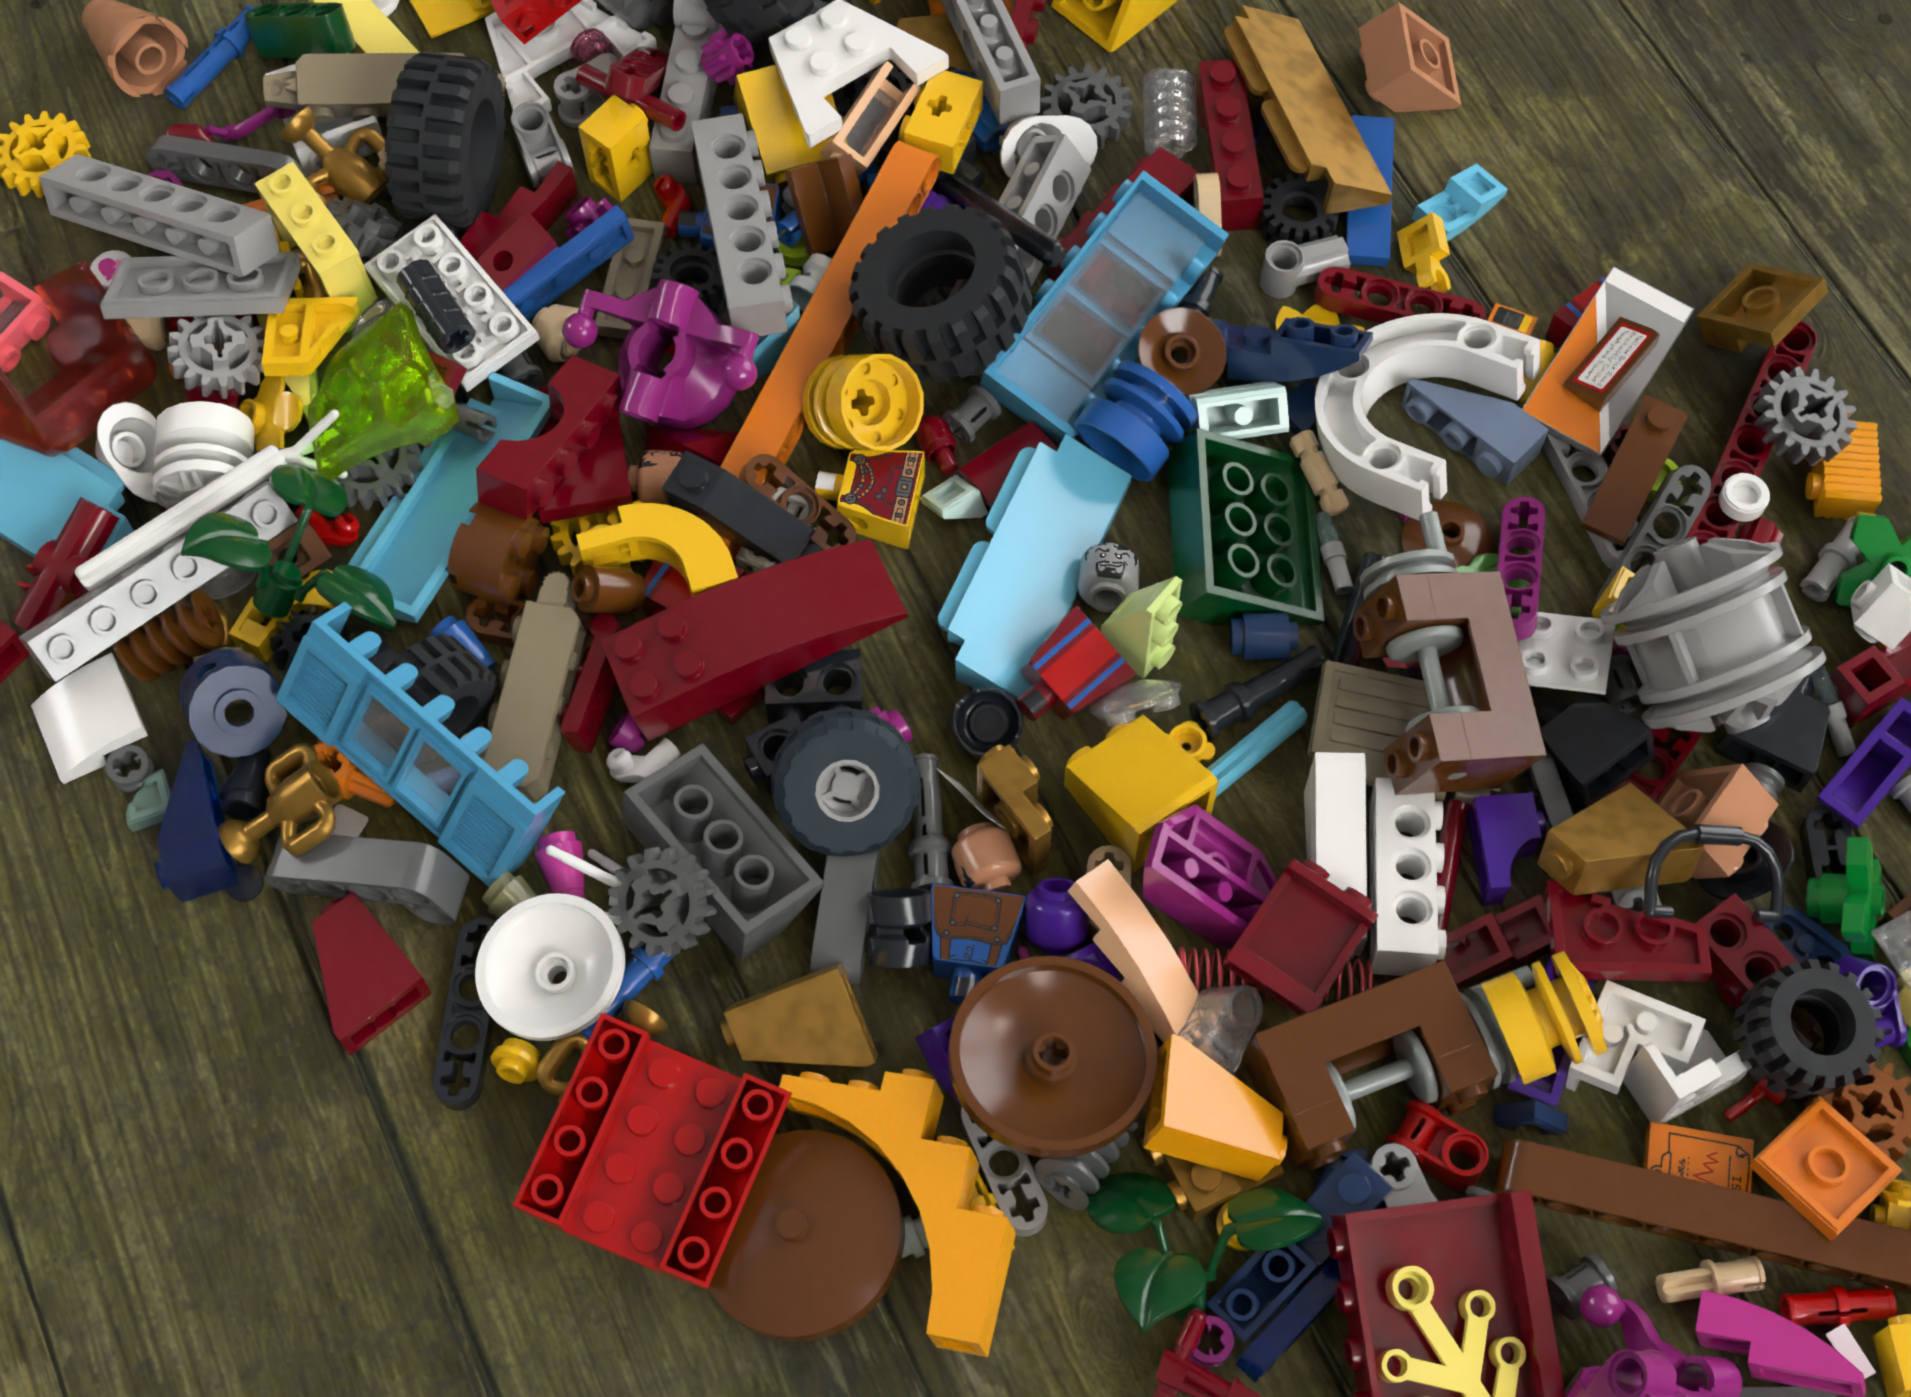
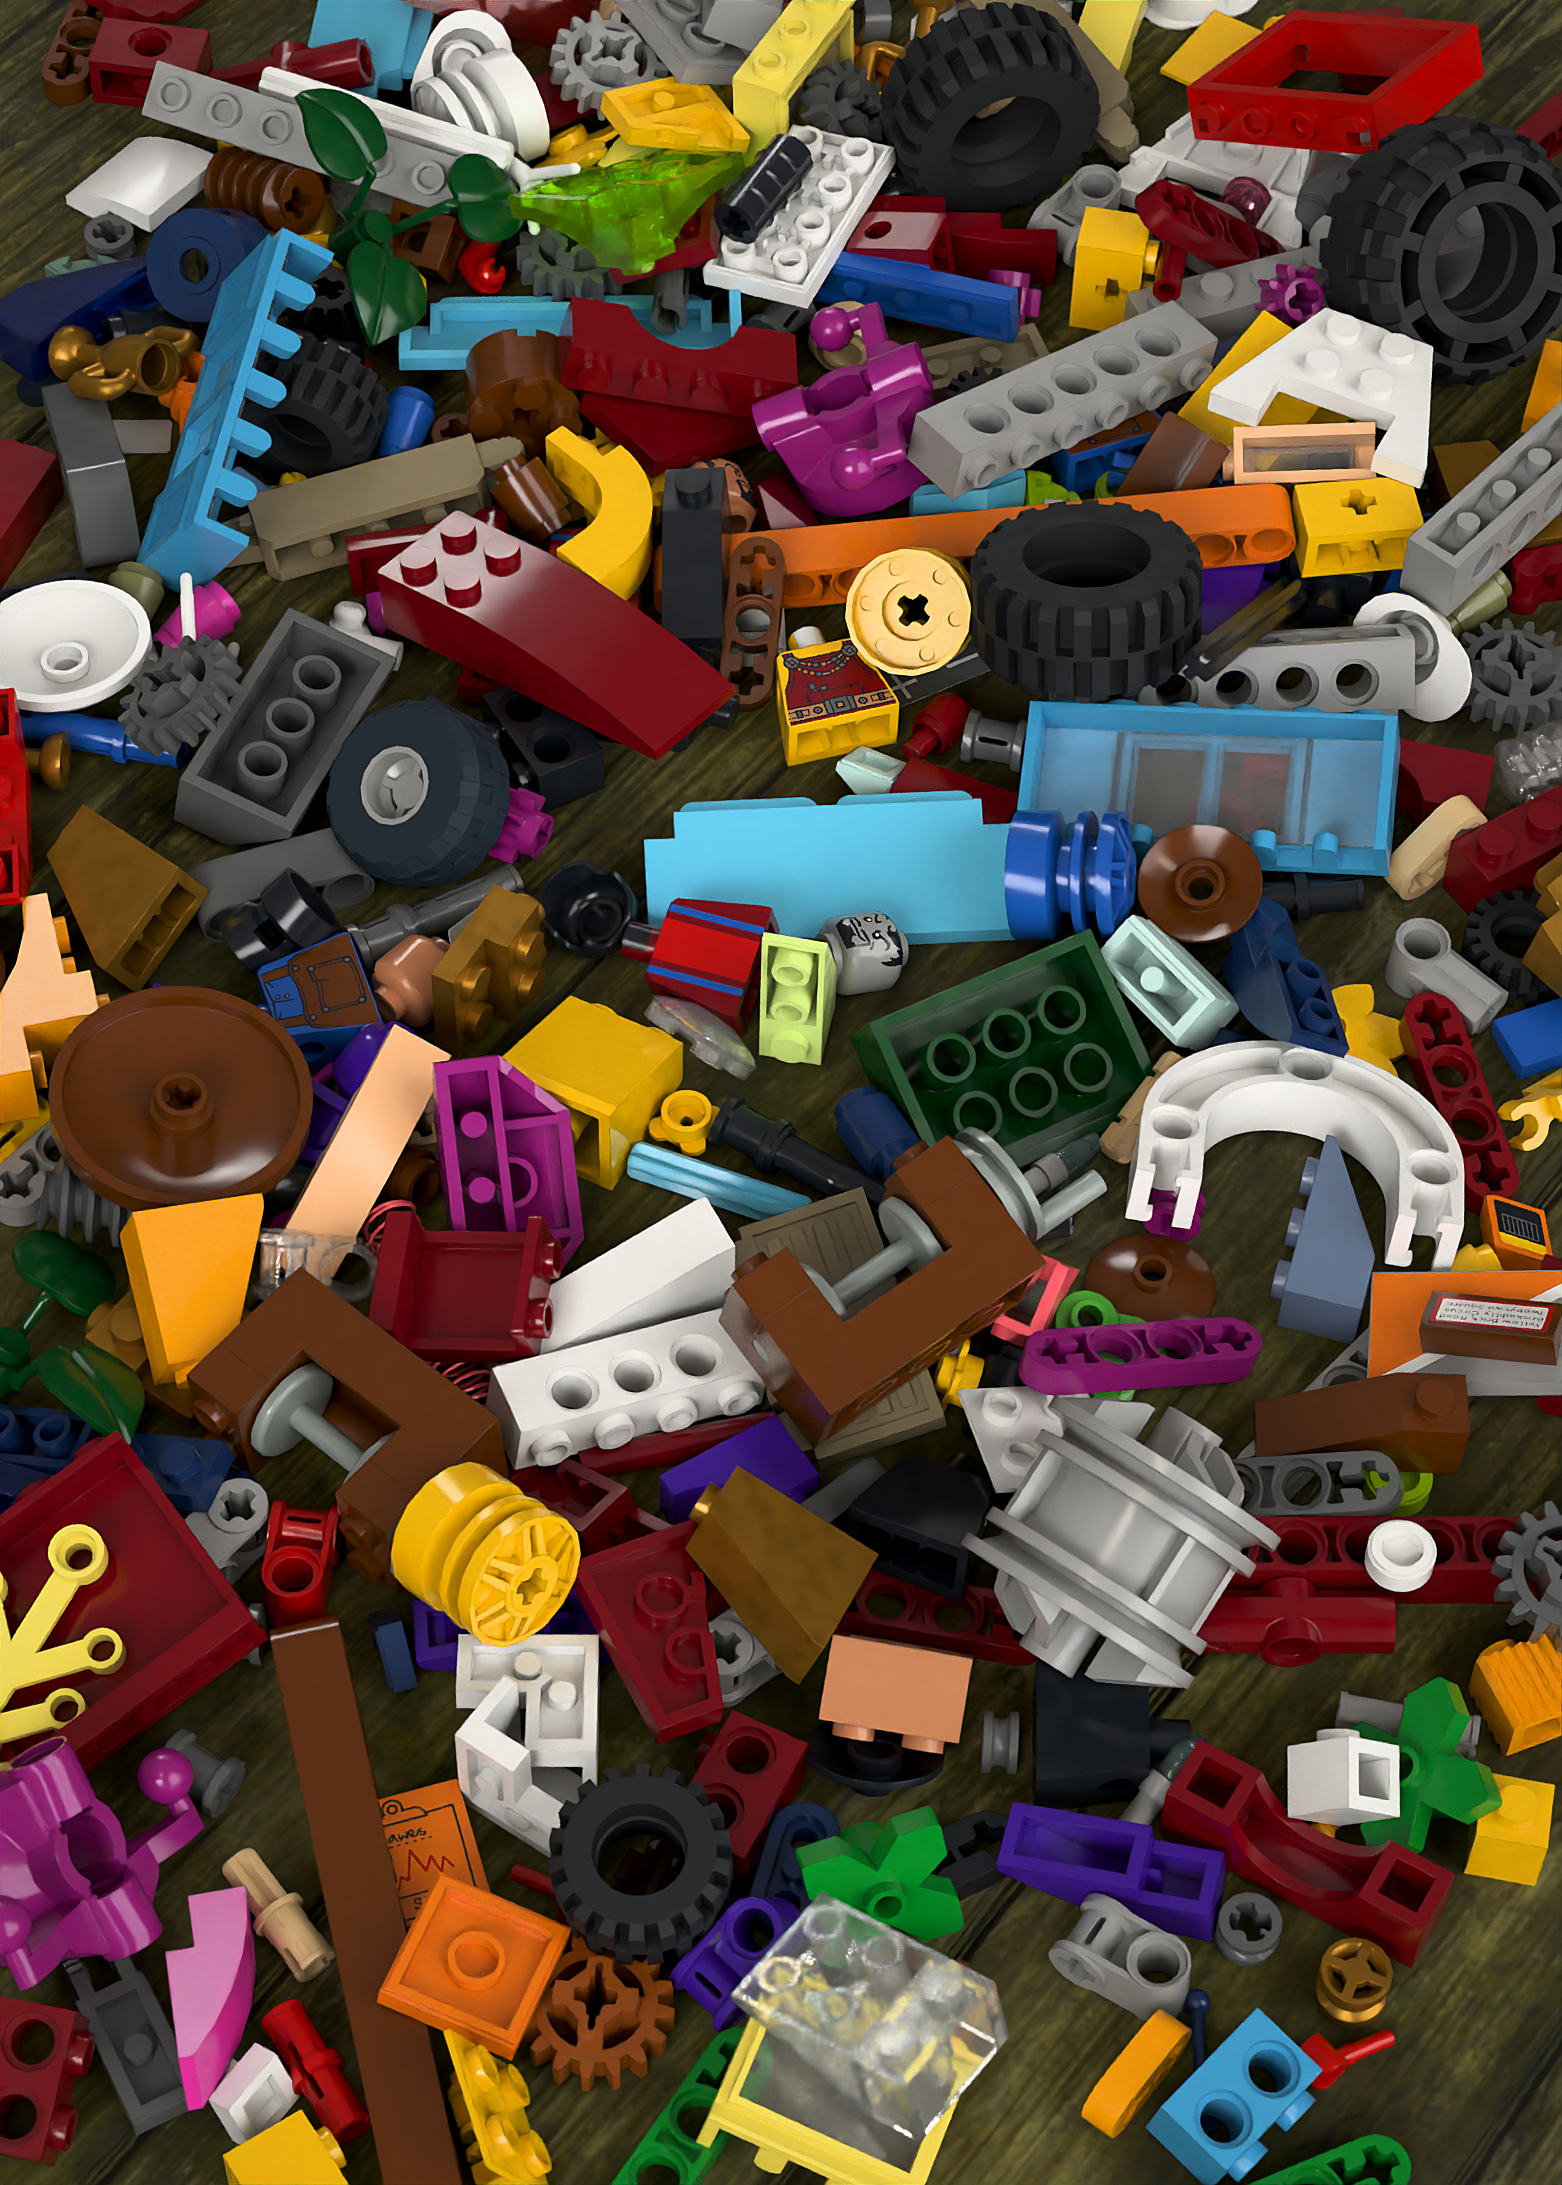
camera: 60 degrees right, 10 degrees down
(1714, 835) = (842, 1656): black piece -> none

